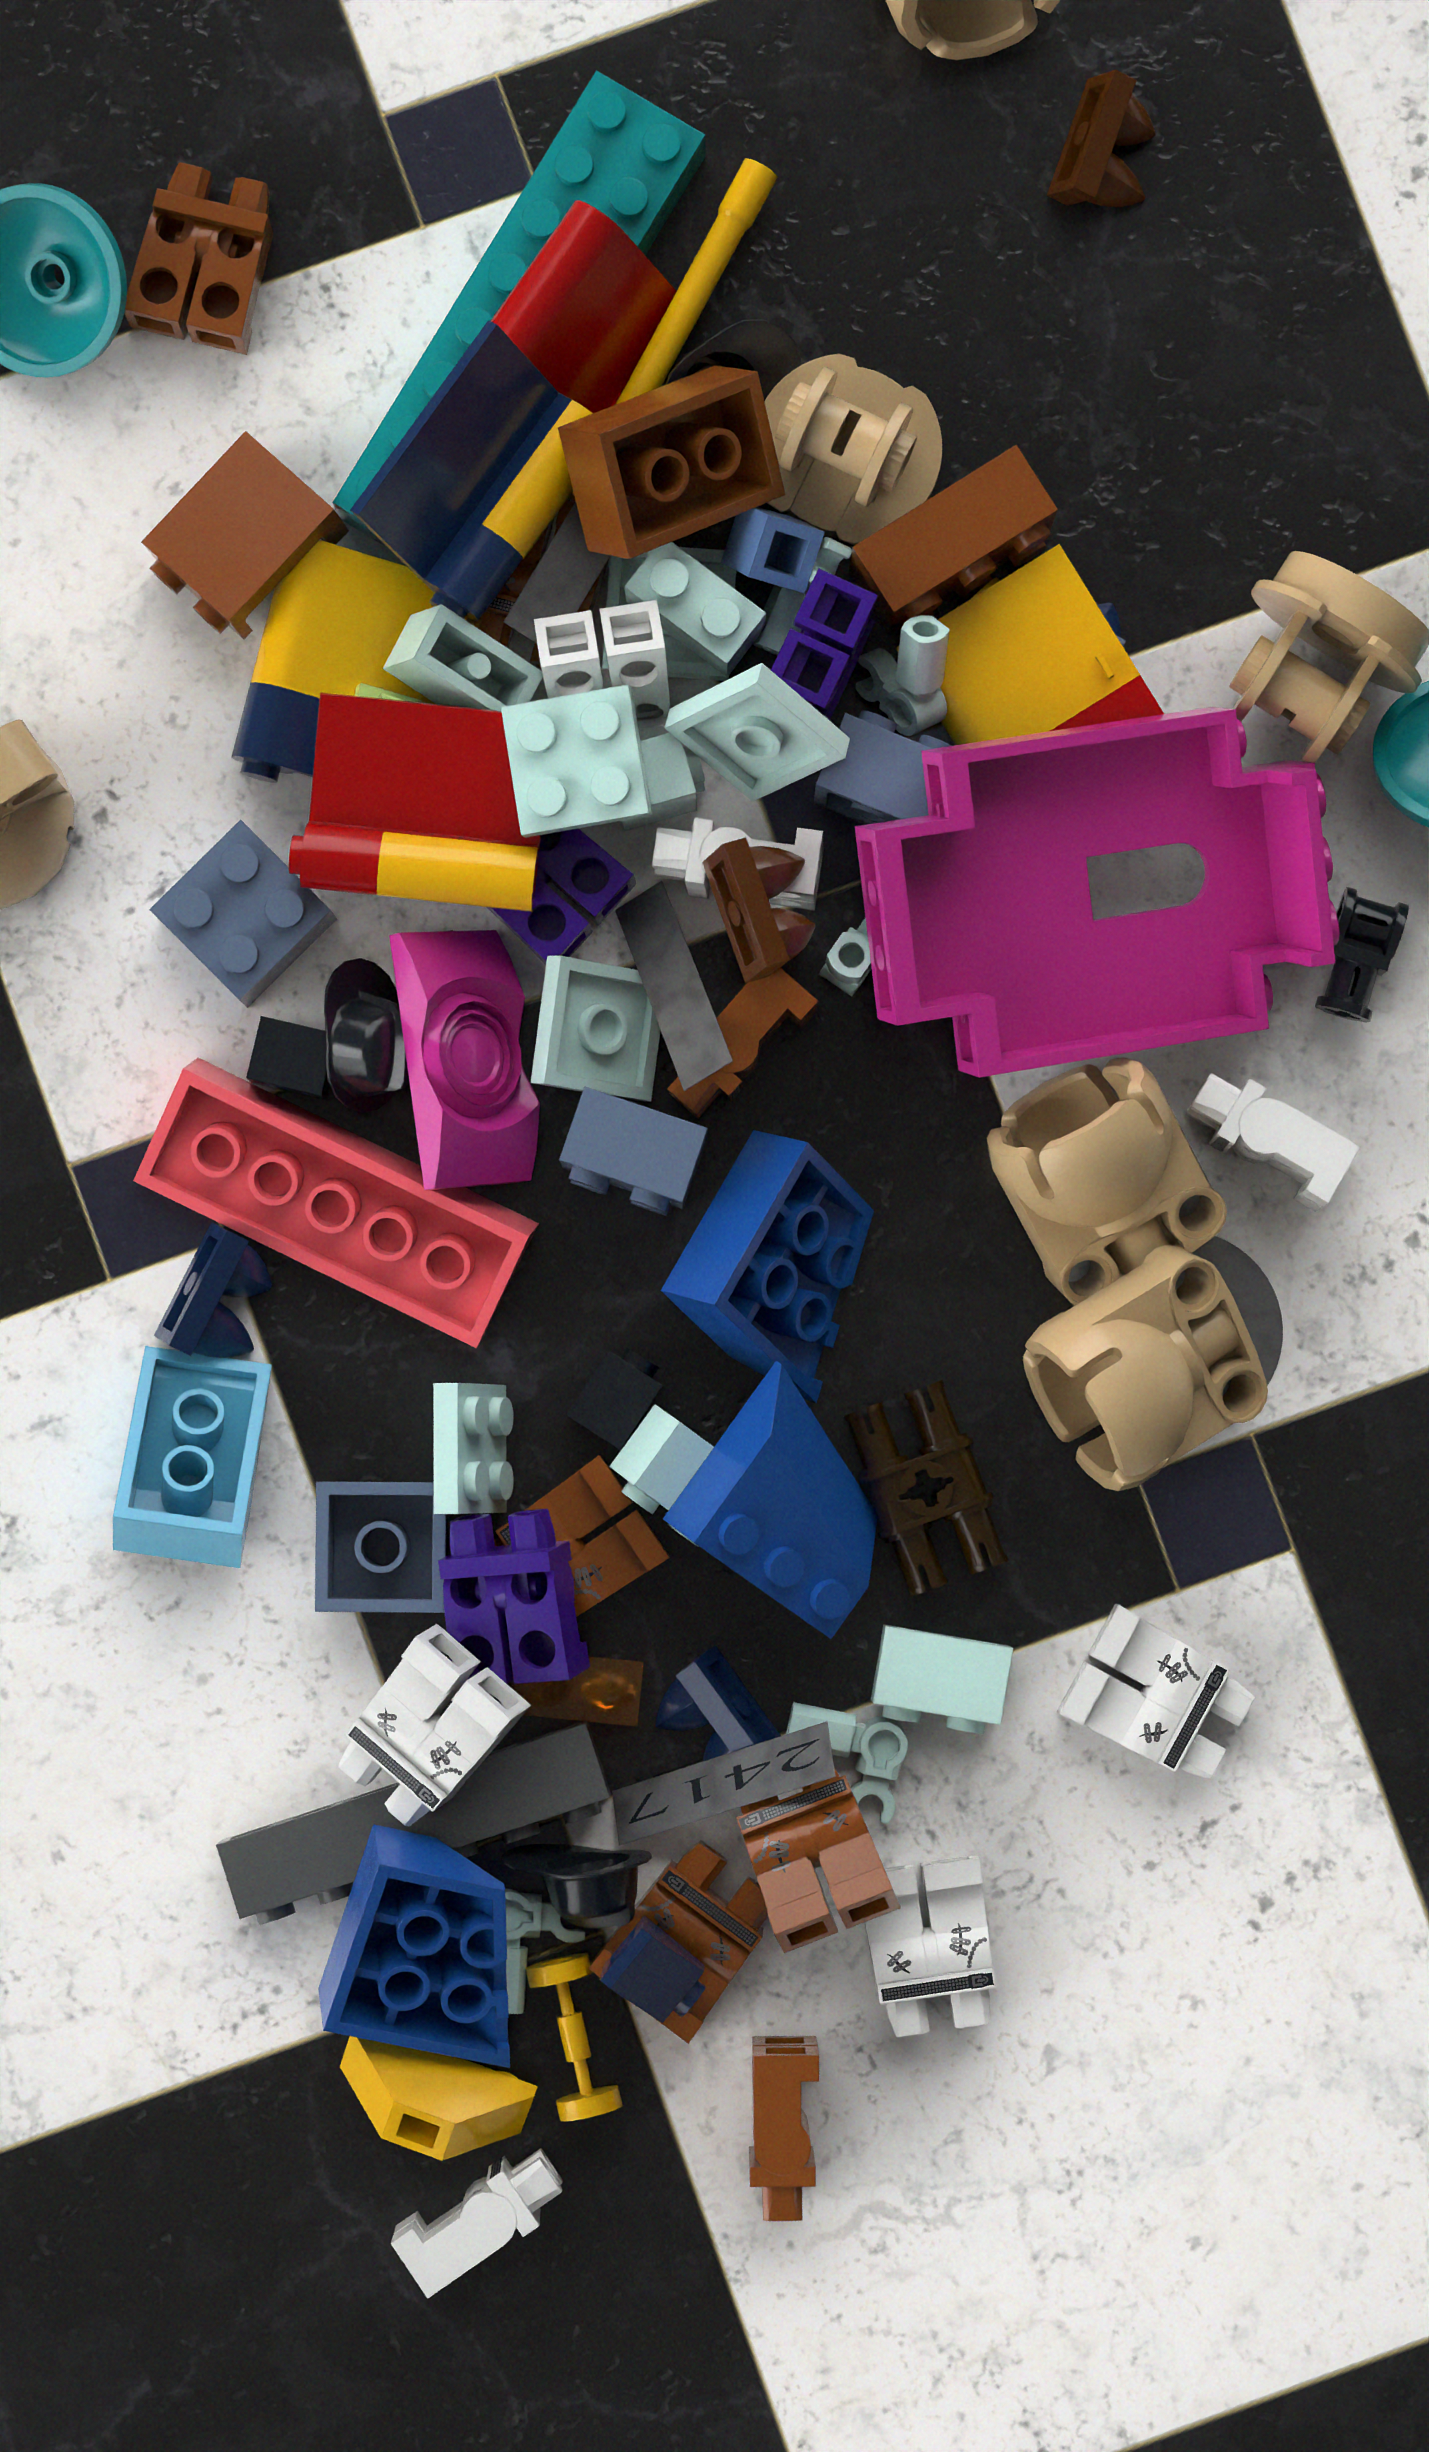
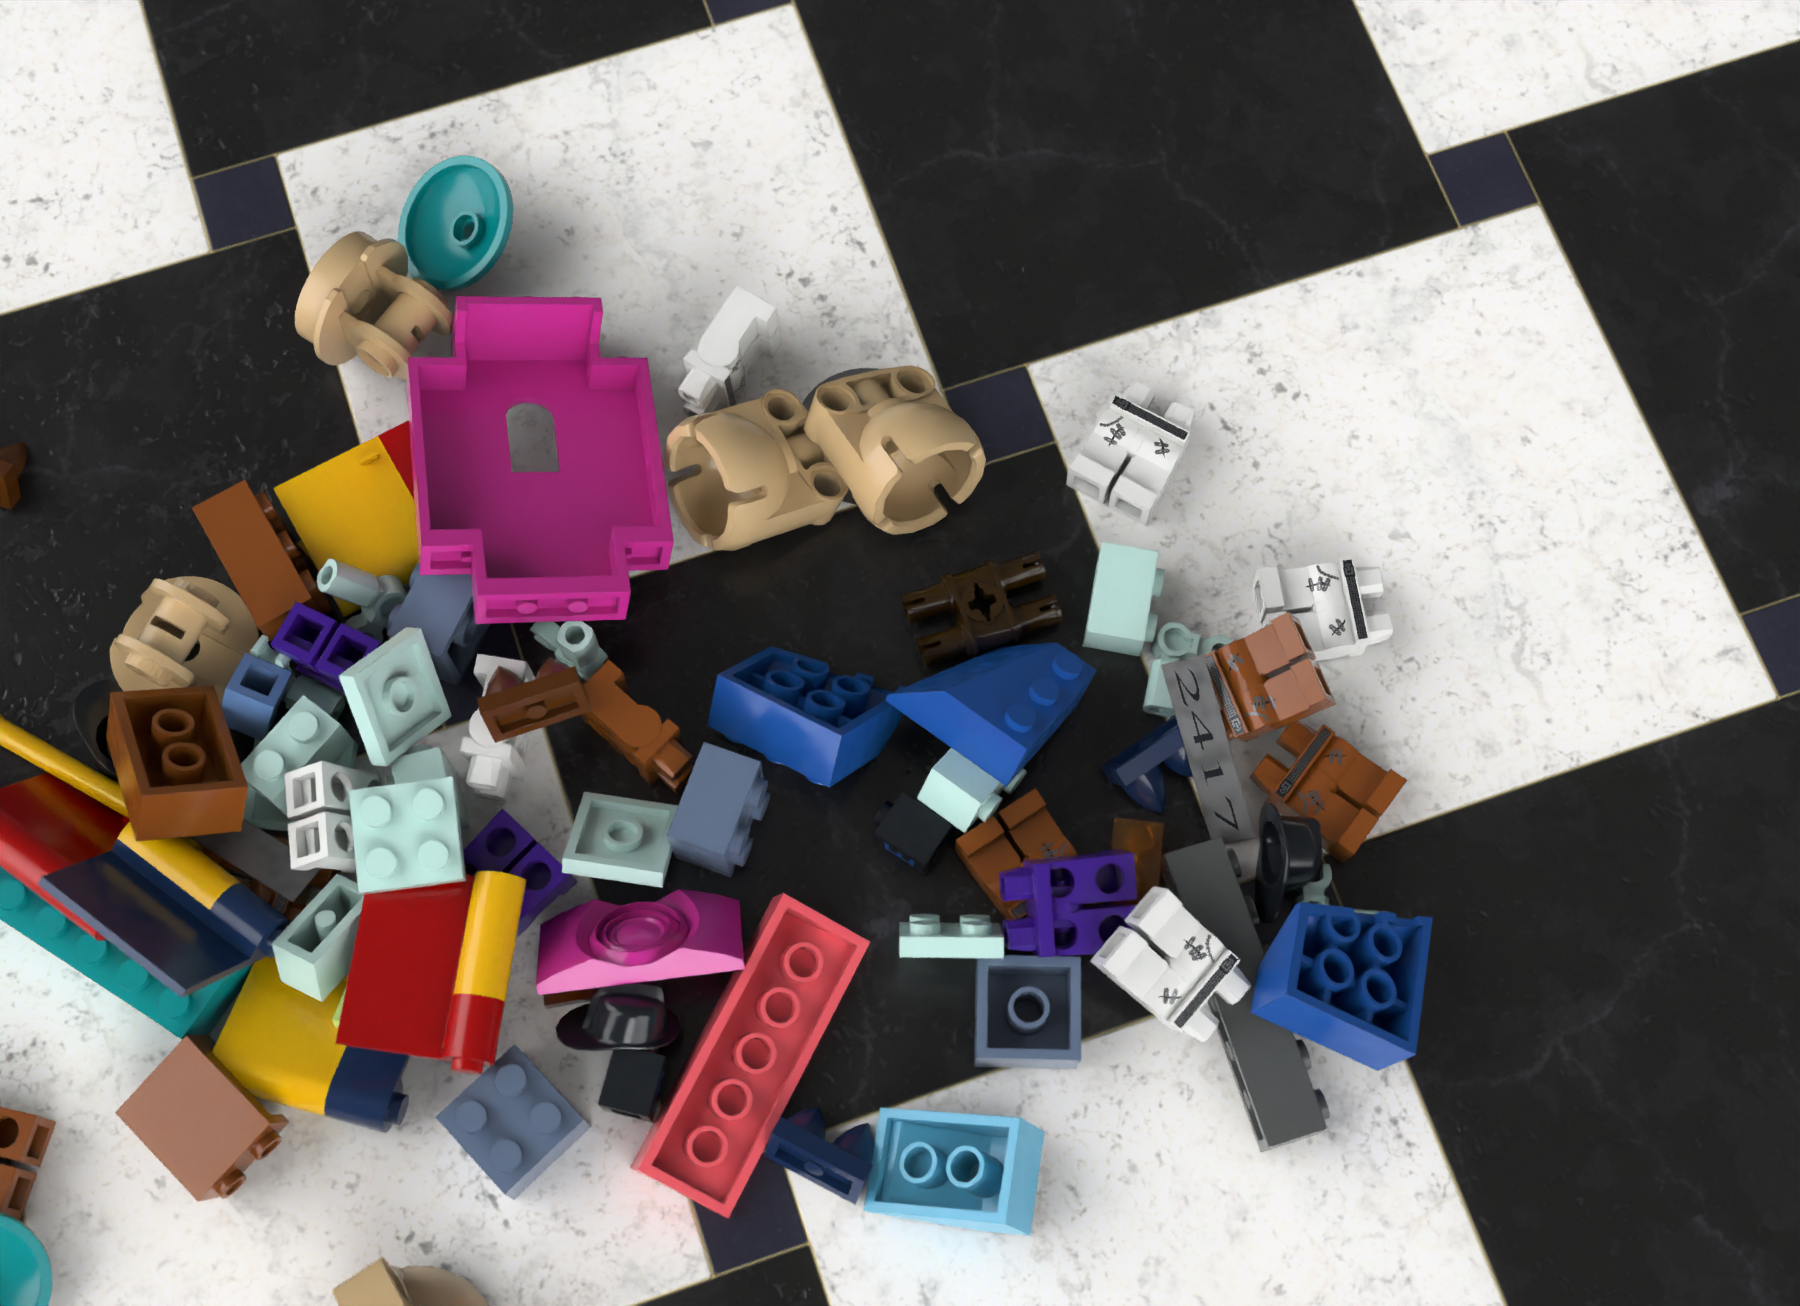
camera: 90 degrees left, 15 degrees down
(434, 2099) = (1460, 980): yellow slope -> none
(478, 2224) = (1553, 940): white hips -> none
(574, 2039) = (1453, 863): yellow wheel -> none
(654, 1972) = (1354, 797): dark blue slope -> none
(673, 986) = (592, 775): flat silver sticker -> none
(782, 2148) = (1461, 714): dark orange hips -> none
(1365, 946) = (617, 309): black connector -> none

